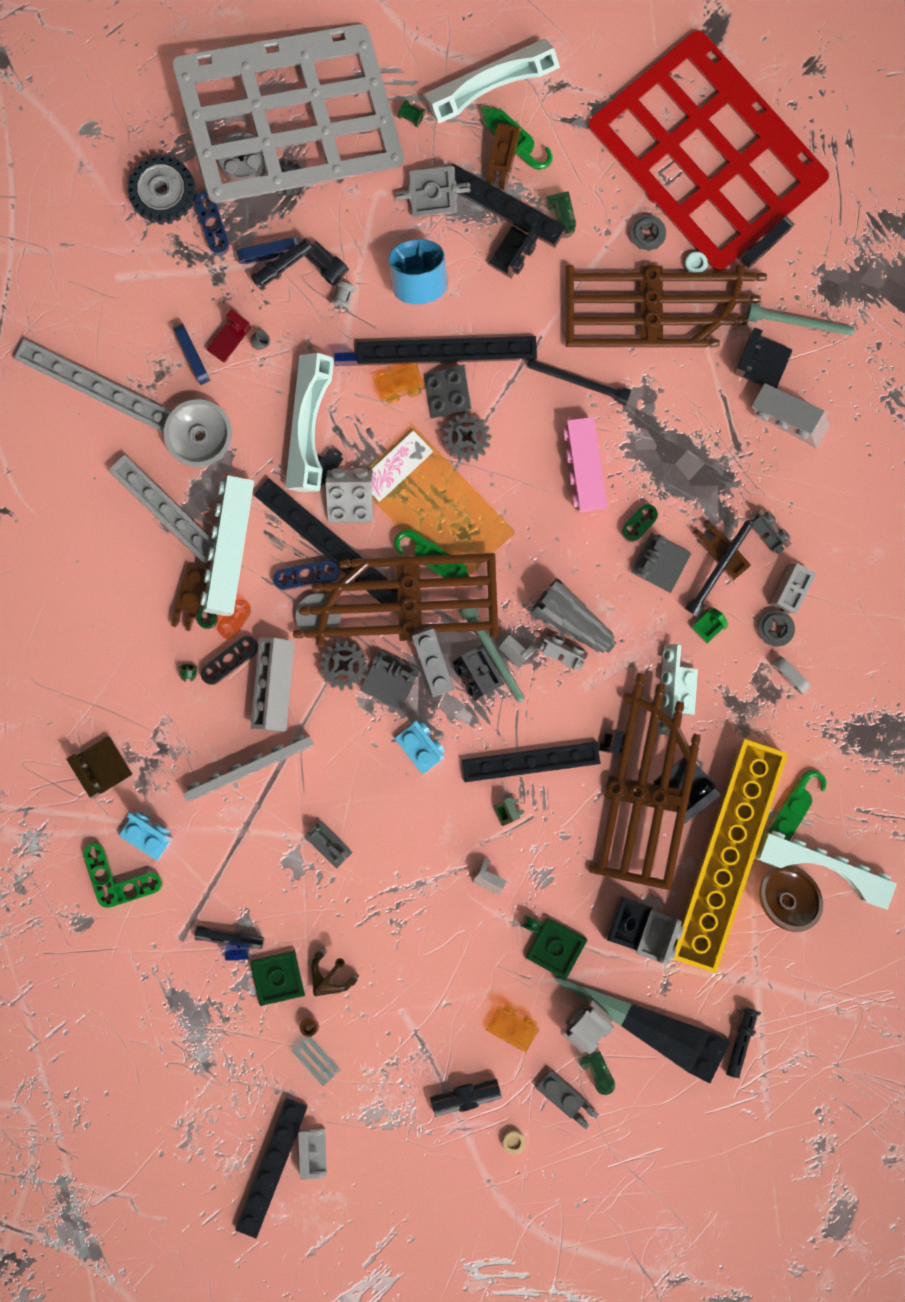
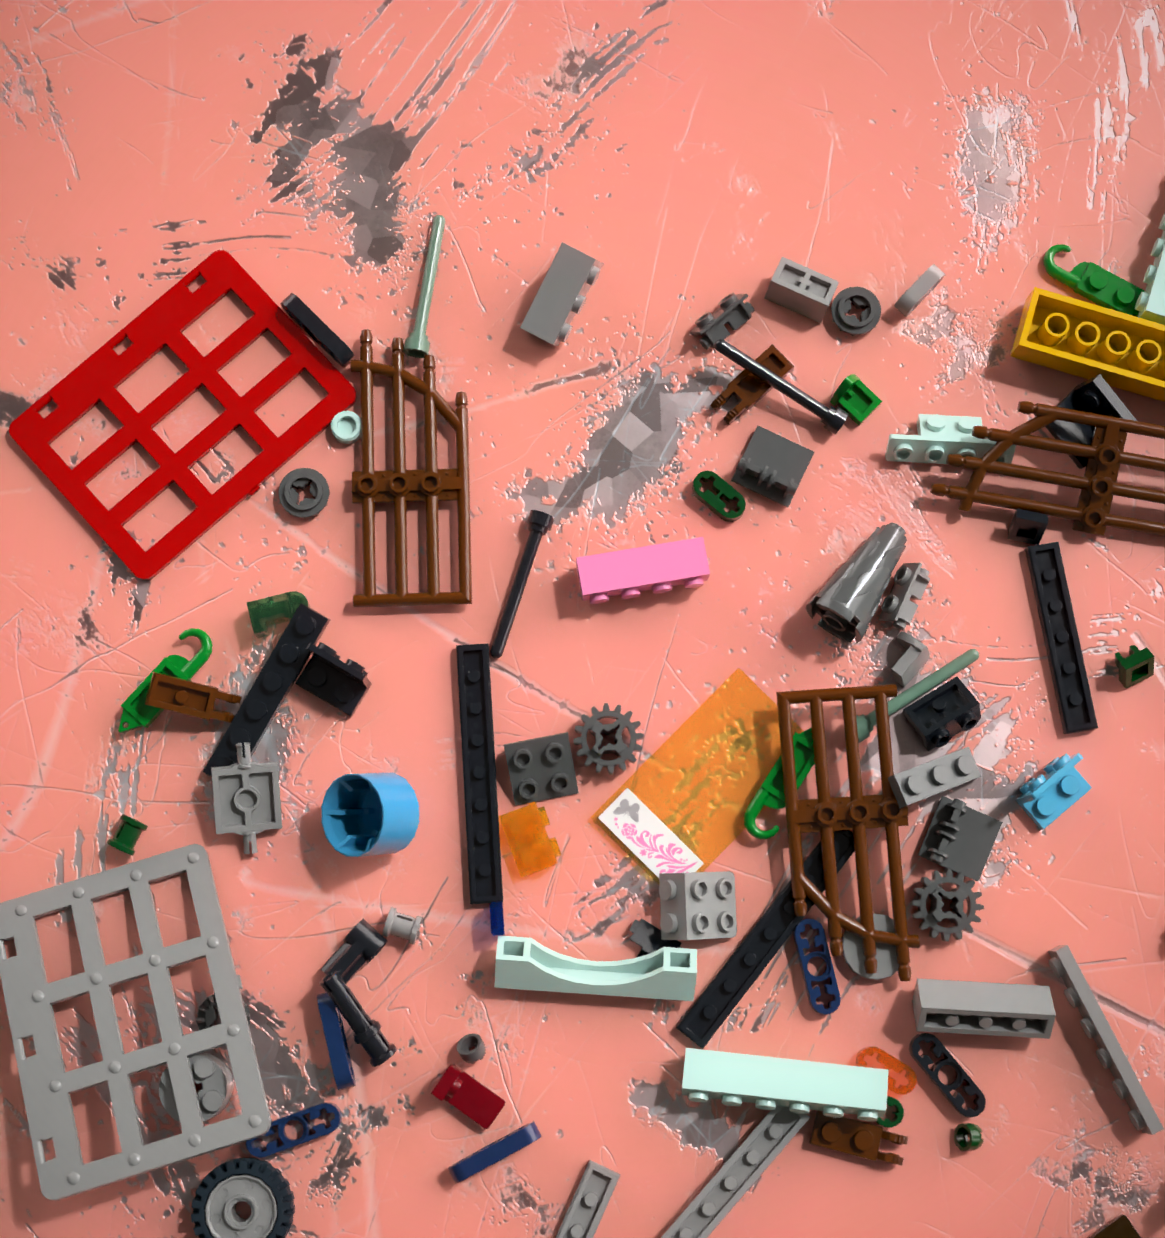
camera: 95 degrees left, 5 degrees down
(194, 418) = (620, 1162): light grey dish -> none
(525, 63) = (104, 772): light aqua arch -> none
(763, 360) = (484, 334): black bracket -> none

